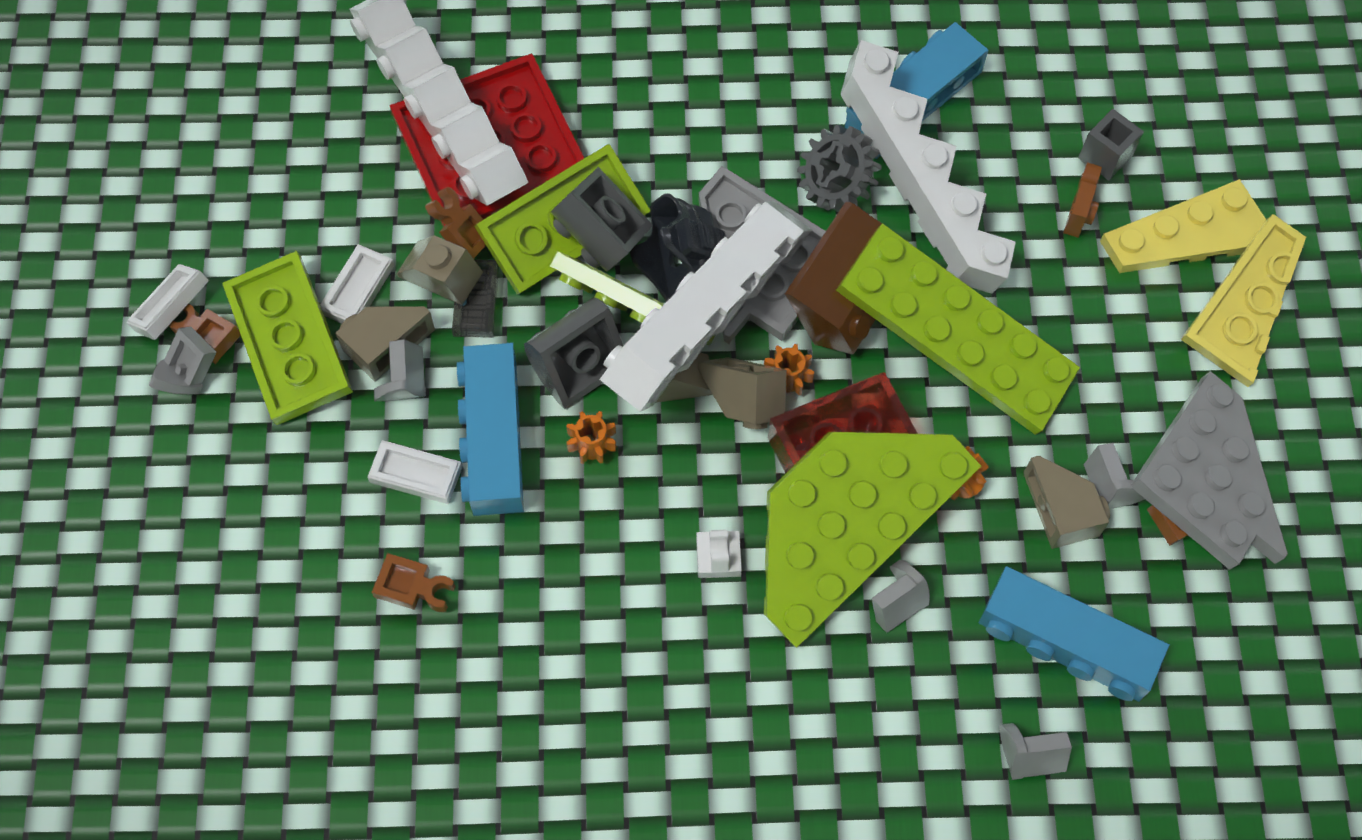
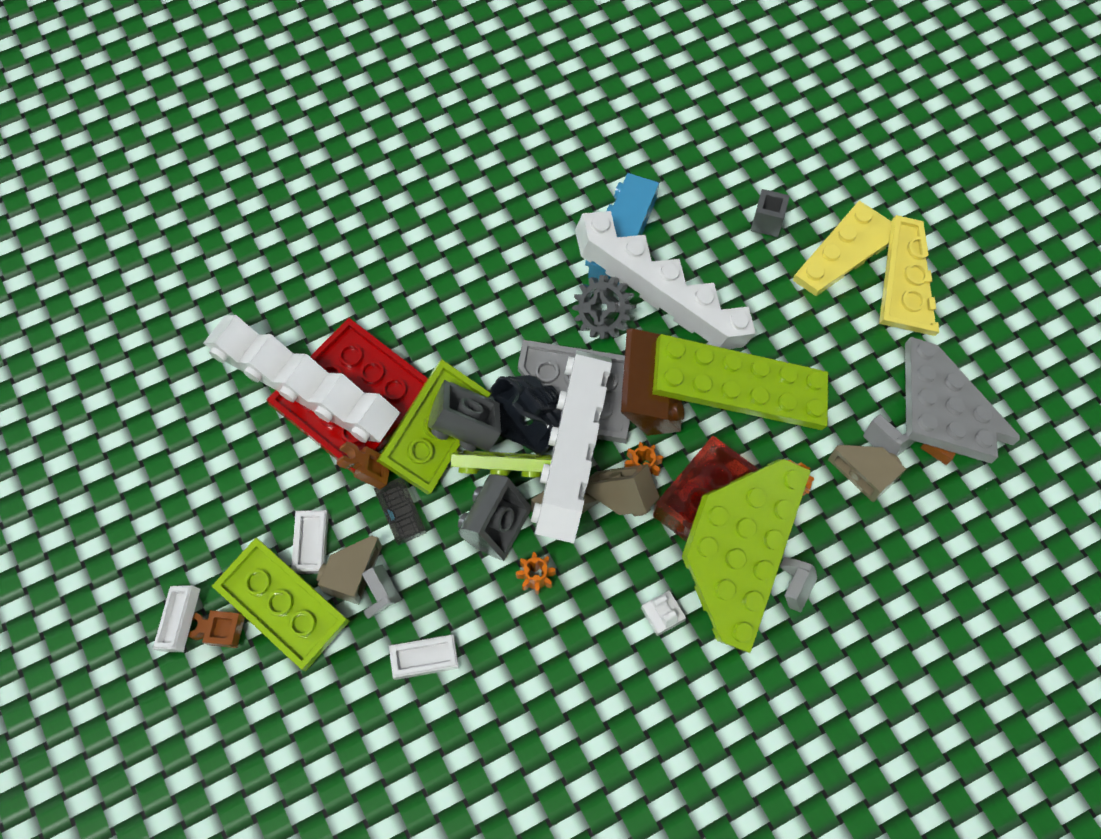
camera: 25 degrees left, 0 degrees up
(184, 364) = (215, 660): light grey tile -> none
(406, 582) = (460, 741): dark orange plate -> none
(441, 268) = (366, 502): dark tan slope -> none
(491, 429) = (464, 600): dark azure brick -> none
(1034, 754) = (940, 650): light grey tile -> none
(1073, 635) = (920, 555): dark azure brick -> none
(1083, 208) = (772, 262): dark orange plate -> none

